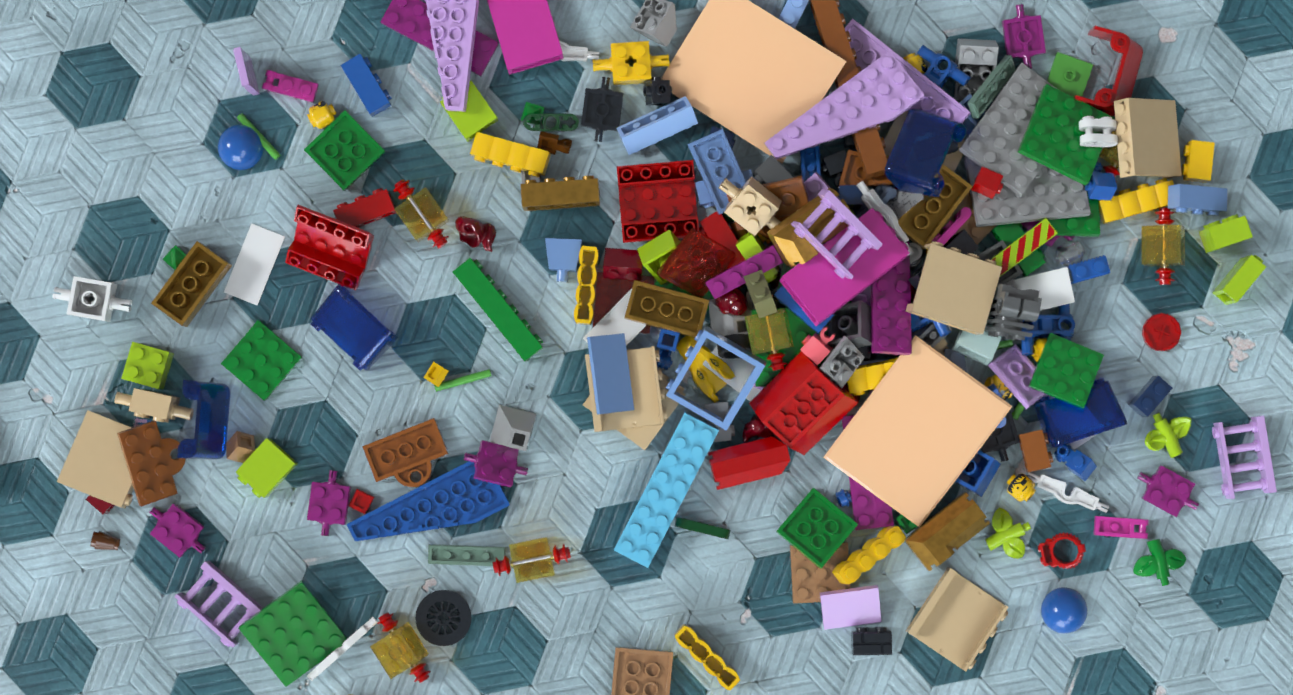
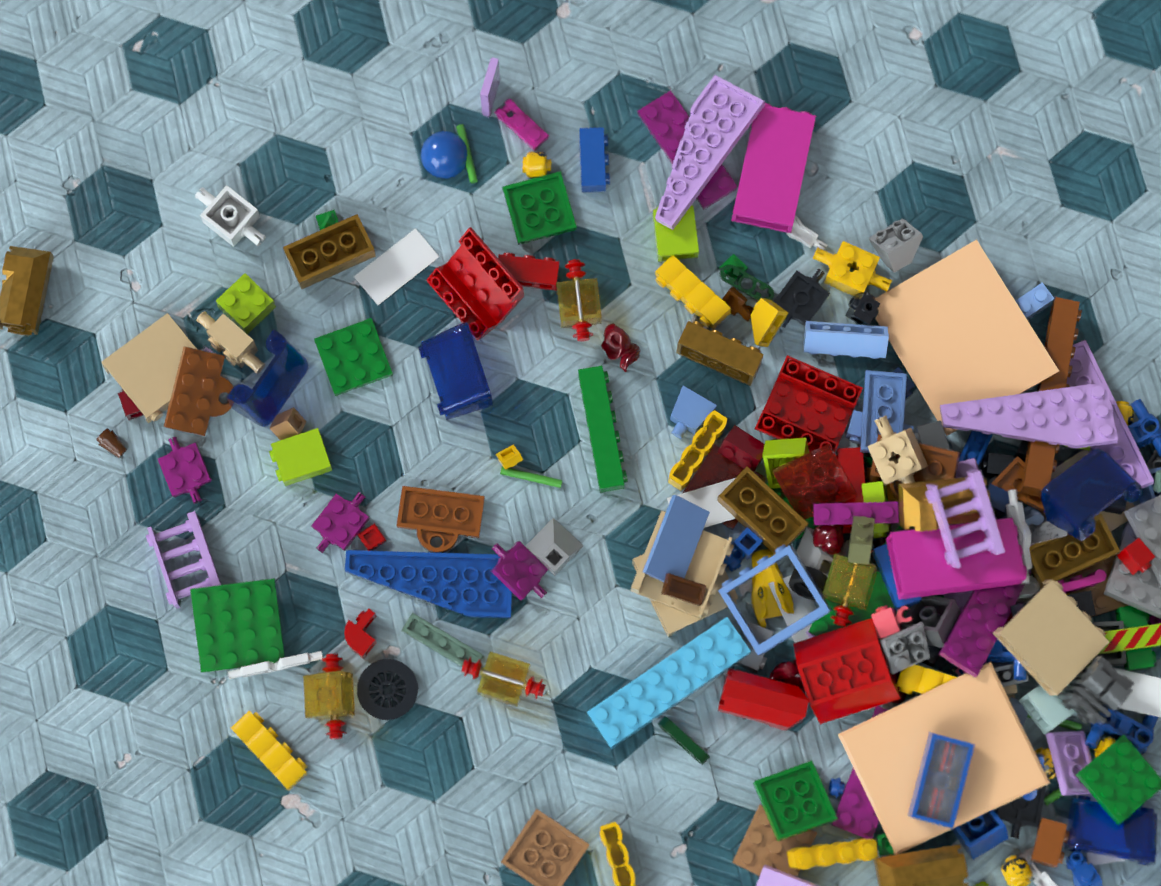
camera: 30 degrees right, 10 degrees down
(394, 590) = (355, 635): none -> red brick
(584, 145) = (766, 321): none -> yellow slope
(637, 409) = (683, 589): none -> reddish brown tile
(925, 452) = (941, 780): none -> clear brick

